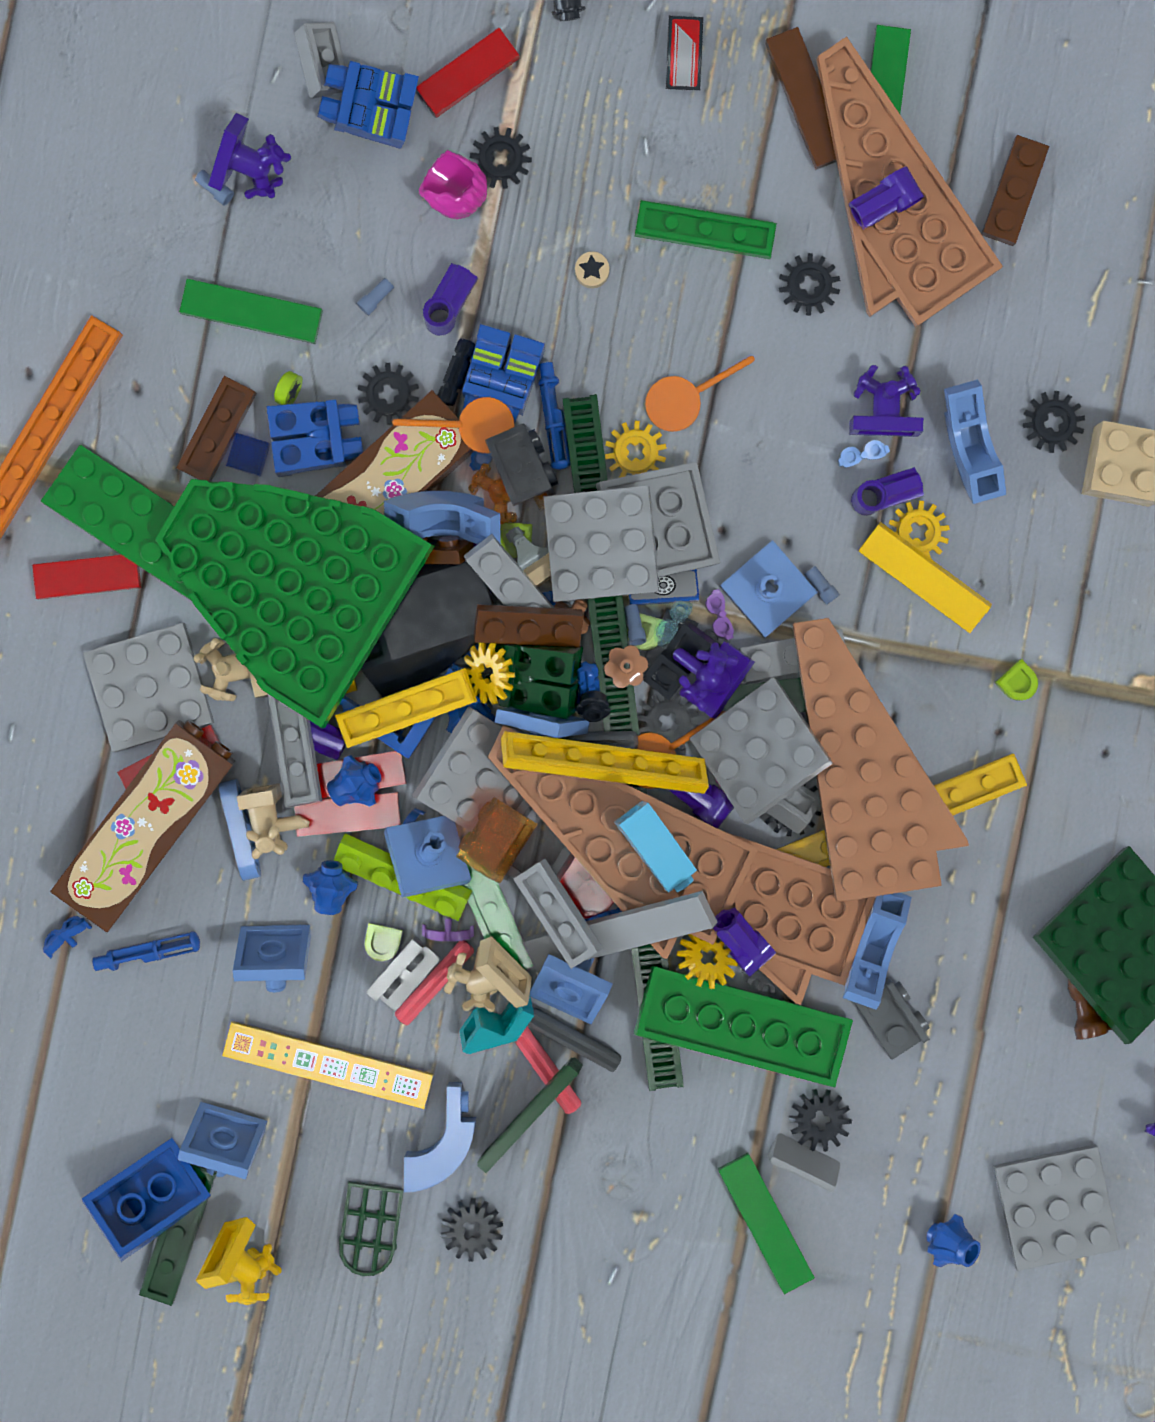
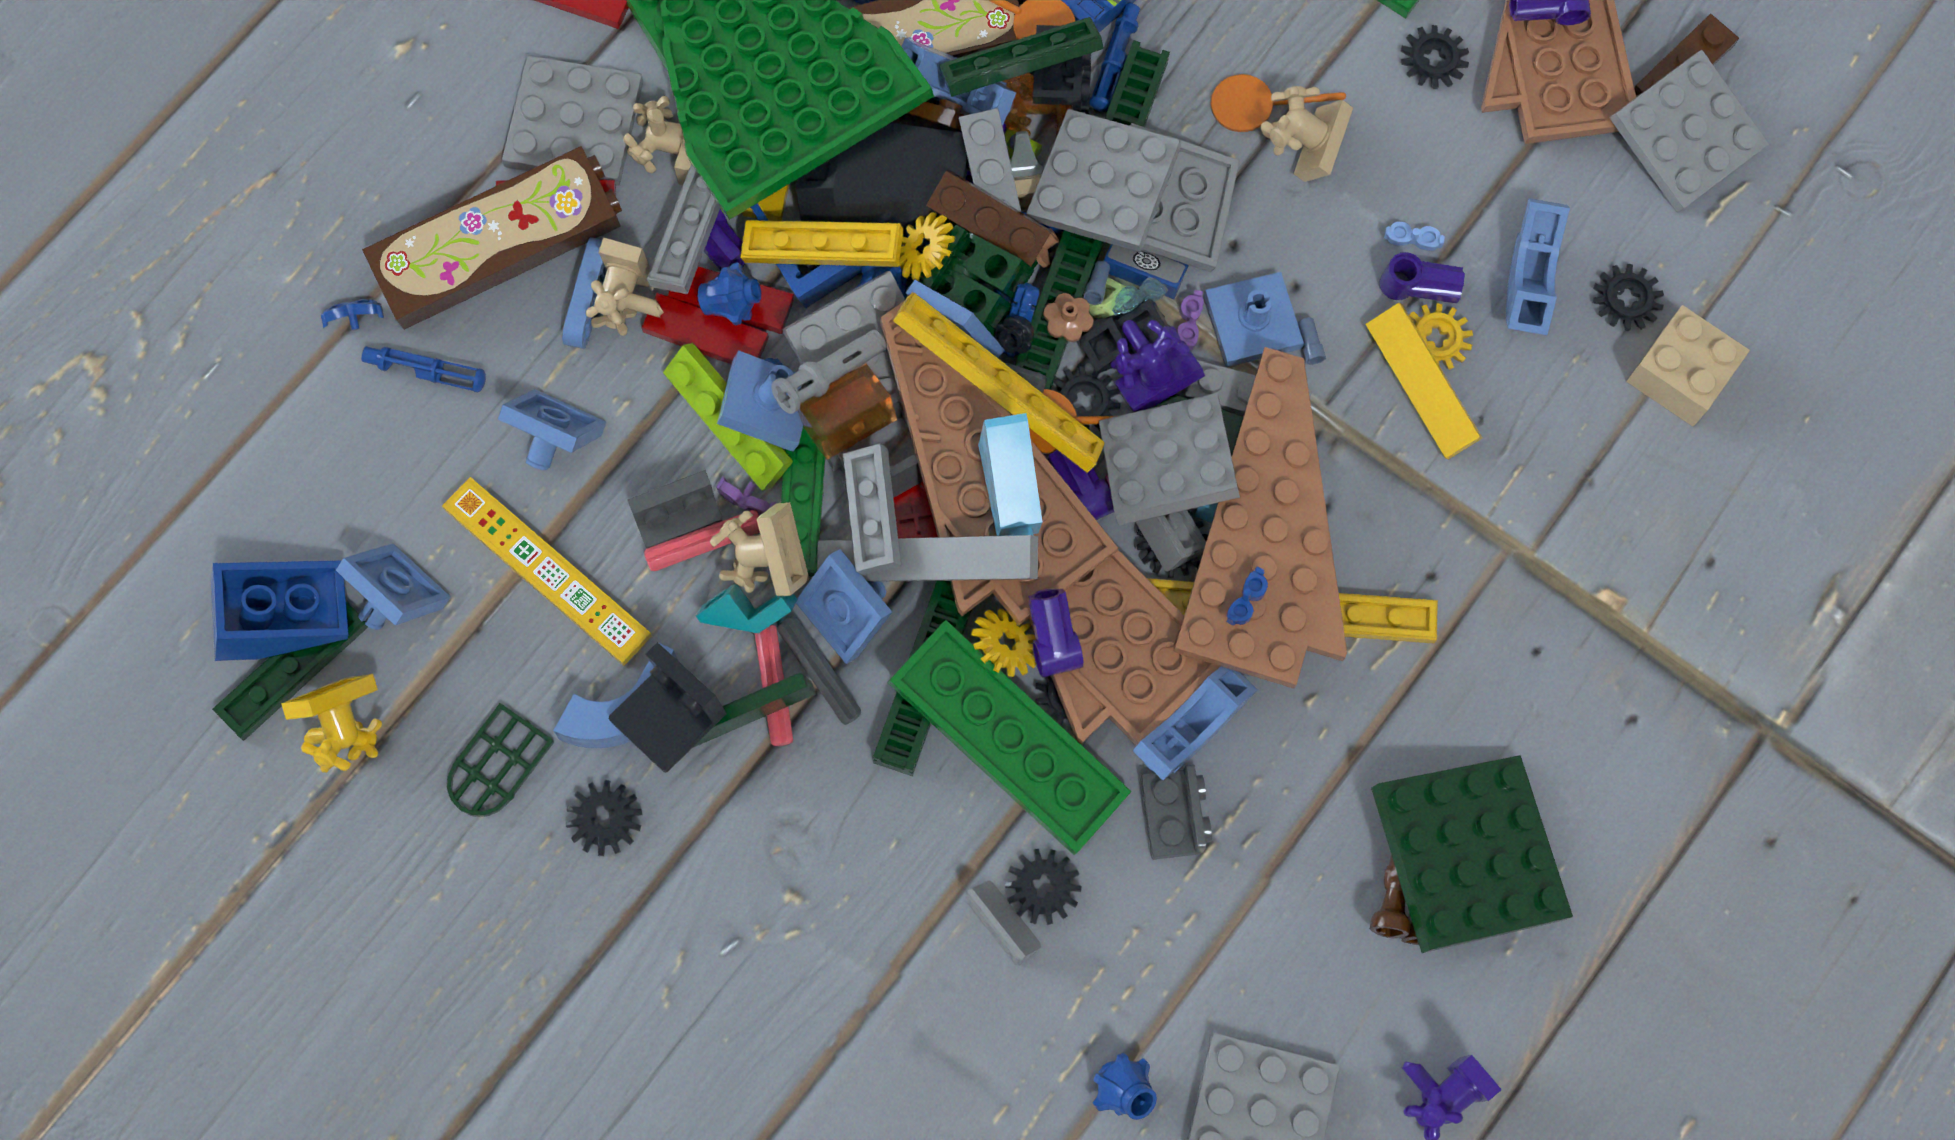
camera: 20 degrees right, 15 degrees down
(329, 887) = (647, 388): blue rock -> none
(382, 941) = (669, 468): tile -> none
(462, 833) = (817, 376): none -> light grey pin
(483, 1143) = (667, 711): none -> black bracket
(488, 479) = (1021, 56): none -> dark green tile
(635, 437) = (1187, 116): yellow gear -> none
(749, 409) = (1318, 133): none -> tan piece
(766, 1223) = (927, 970): green tile -> none
(875, 852) = (1253, 590): none -> blue piece
(886, 406) = (1455, 210): dark purple piece -> none
(1018, 682) = (1474, 533): lime tile -> none
(1043, 254) = (1689, 131): none -> light grey plate

